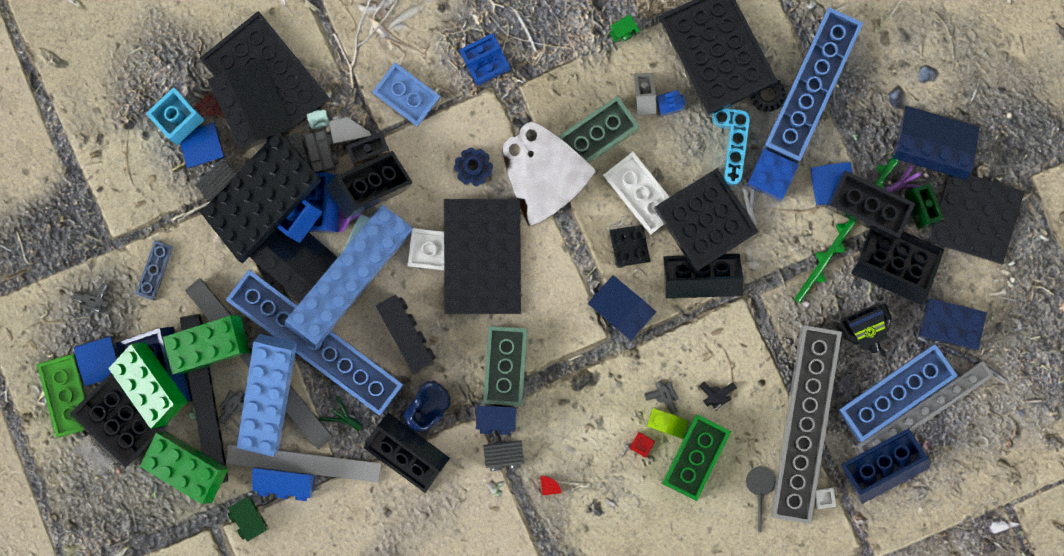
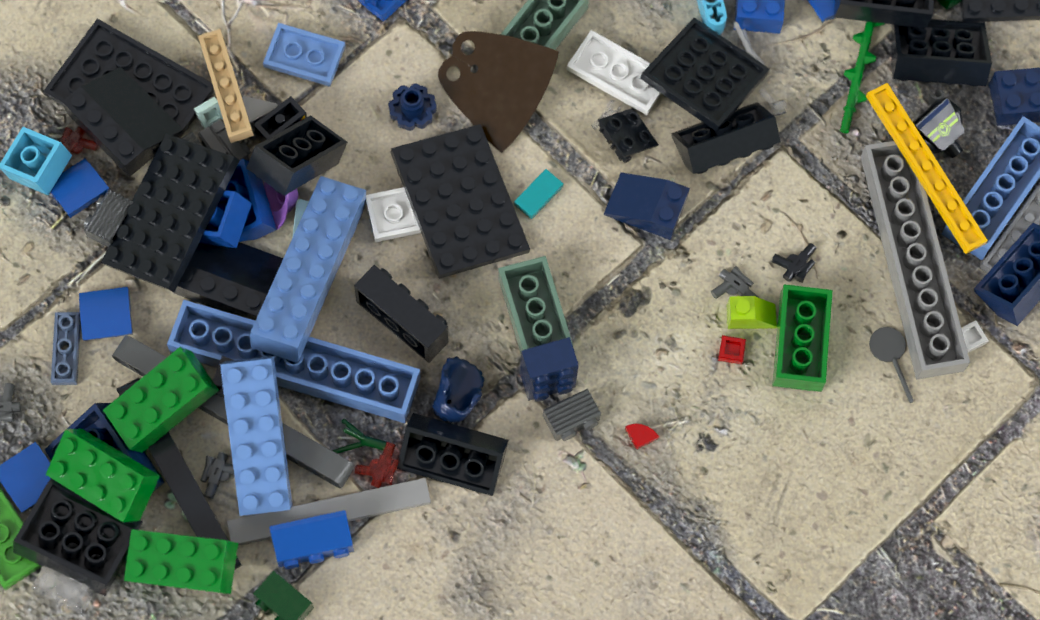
camera: 30 degrees left, 15 degrees down
(191, 254) = (105, 313): none -> blue slope
(335, 104) = (225, 86): none -> tan plate
(351, 445) = (380, 468): none -> clear red piece
(544, 270) = (538, 193): none -> teal tile
(841, 360) = (926, 168): none -> yellow tile

